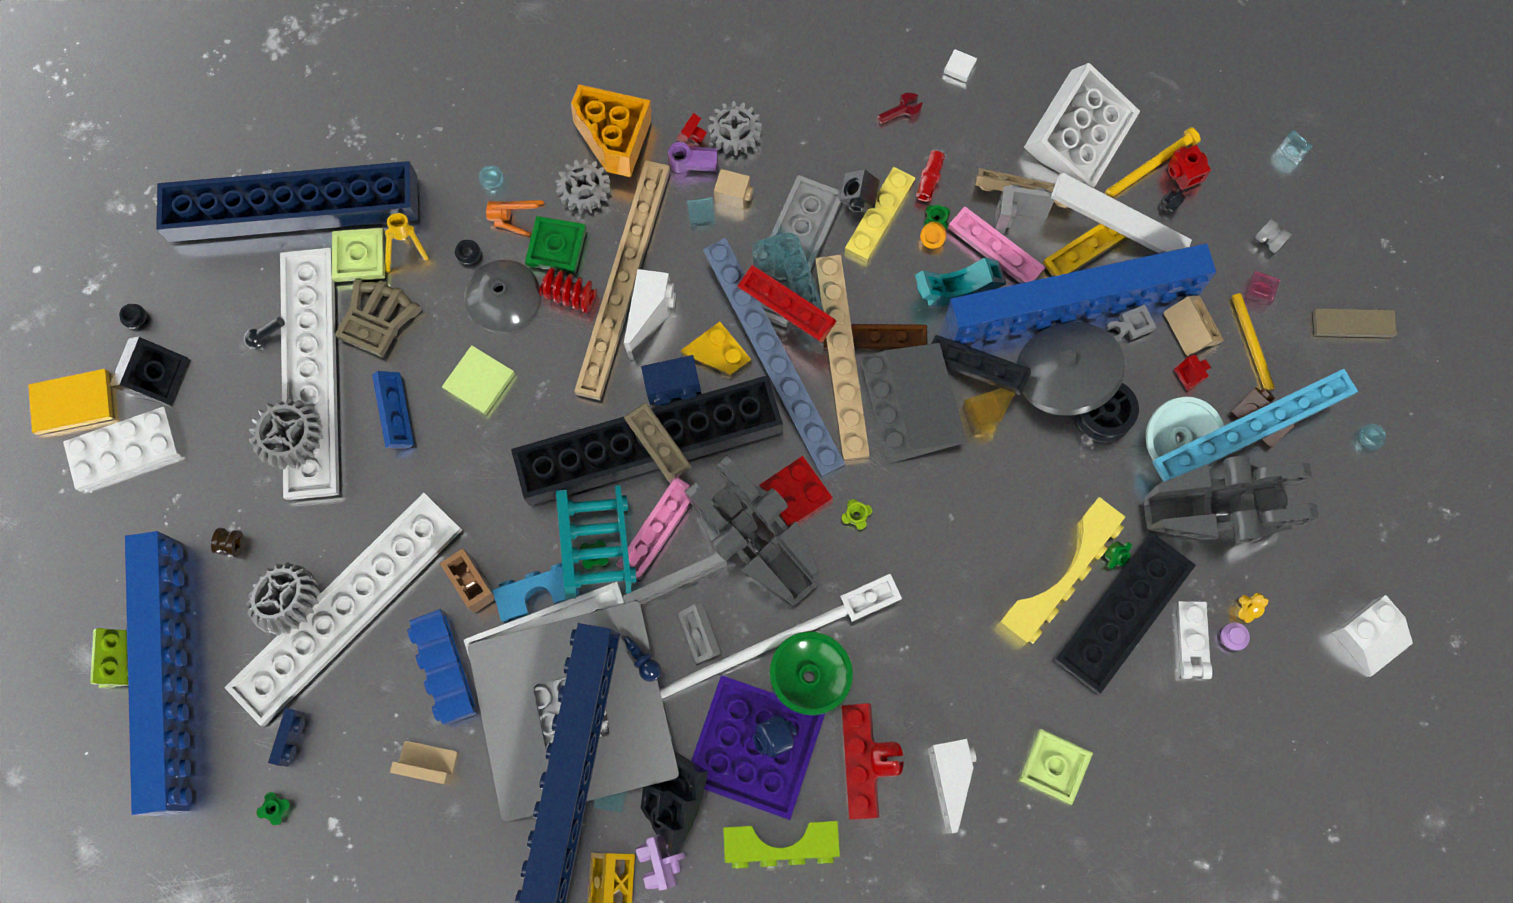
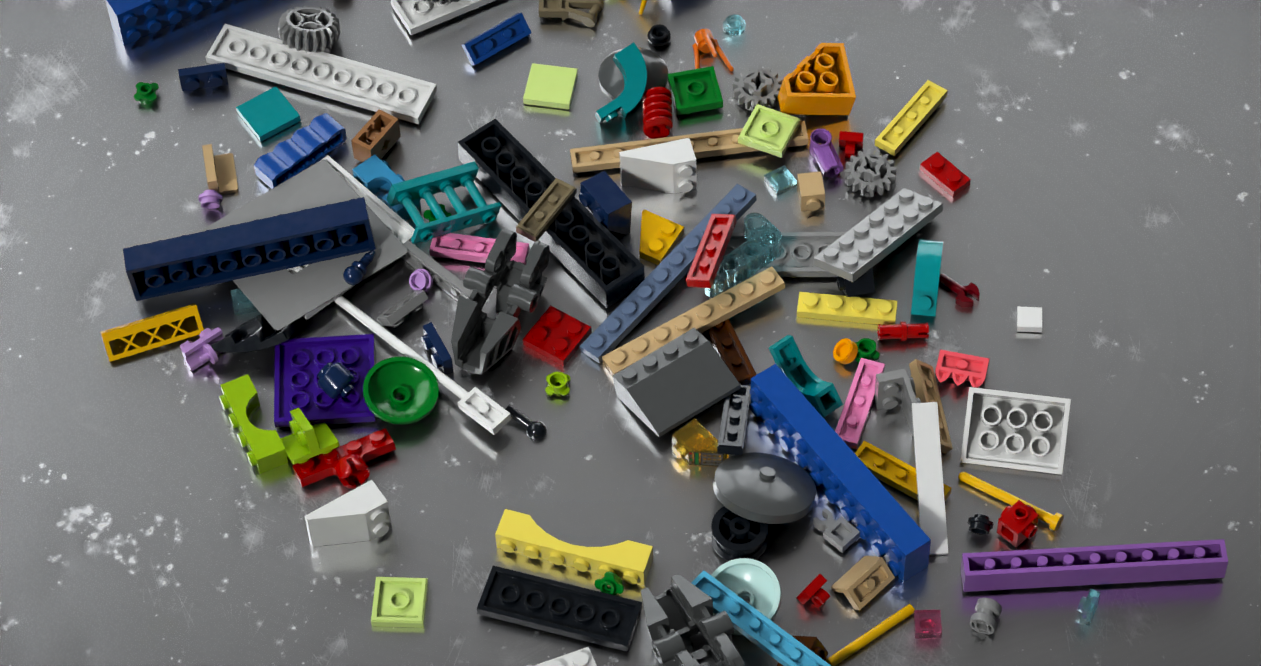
camera: 65 degrees right, 20 degrees down
(370, 683) = (268, 114): none -> teal tile
(460, 787) = (210, 199): none -> lavender plate
(529, 297) = (635, 78): none -> teal arch
(645, 196) = (769, 130): none -> yellowish green tile
(671, 601) = (421, 280): none -> lavender plate
(685, 67) = (911, 118): none -> light yellow plate
(755, 618) = (440, 355): none -> dark blue plate
(762, 66) = (945, 174): none -> red plate
(820, 150) = (878, 234): none -> light grey plate
(831, 792) = (306, 439): none -> lime bracket
(882, 121) = (927, 277): none -> teal arch
(899, 556) = (535, 429): none -> black bar
(995, 143) = (961, 368): none -> coral plate
(1258, 126) = (1094, 565): none -> medium lavender brick

